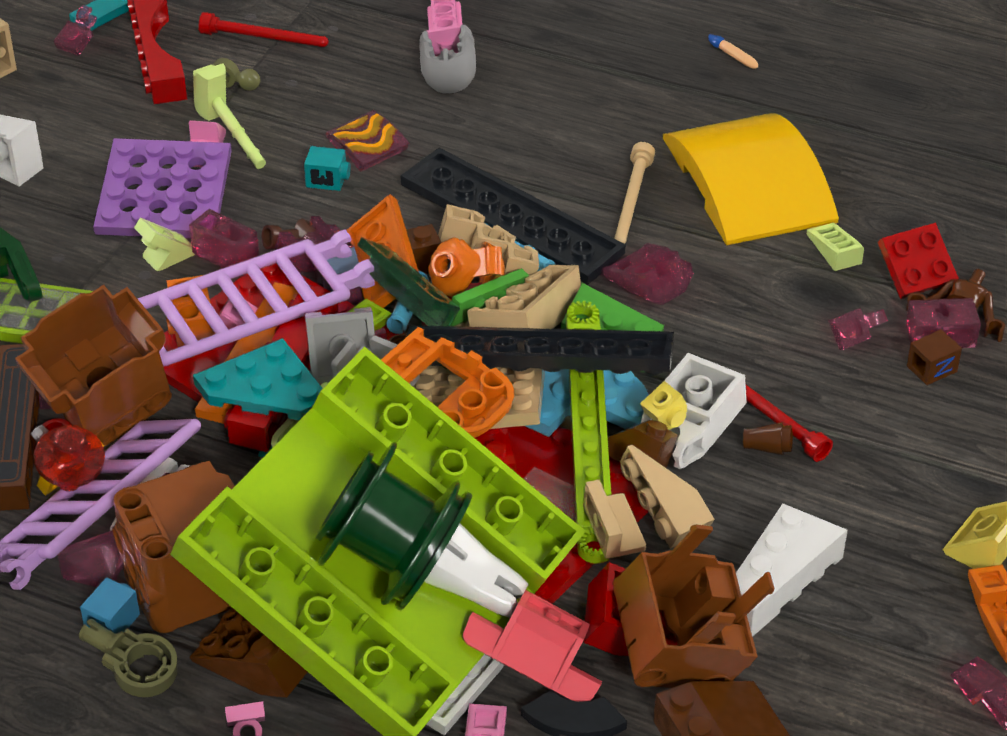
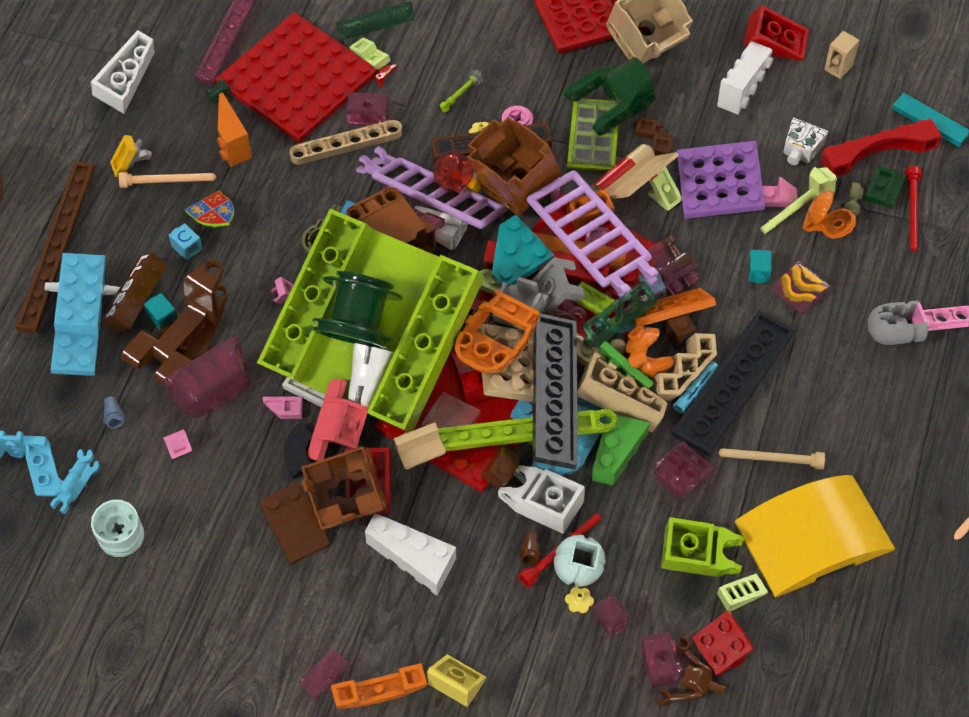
camera: 85 degrees right, 15 degrees up
(68, 244) = (653, 129): none -> reddish brown tile
(76, 35) = (879, 100): clear pink plate -> none
(121, 106) = (803, 141): none -> white torso
(137, 252) = (632, 172): none -> tan door
(221, 44) = (884, 187): none -> dark green plate
(222, 239) = (665, 218): clear pink brick -> none
(265, 90) = (833, 225): none -> orange animal
(666, 496) = (457, 487): tan slope -> none
(671, 411) = (525, 472): light yellow plate -> none
(776, 271) = (704, 551): none -> lime brick
(799, 378) = (574, 572): none -> light aqua piece
(847, 402) = (579, 600): none -> light yellow plant
(854, 326) = (647, 601): clear pink plate -> none
(876, 363) = (611, 614): none -> clear pink brick
(934, 357) = (623, 653): reddish brown brick -> none

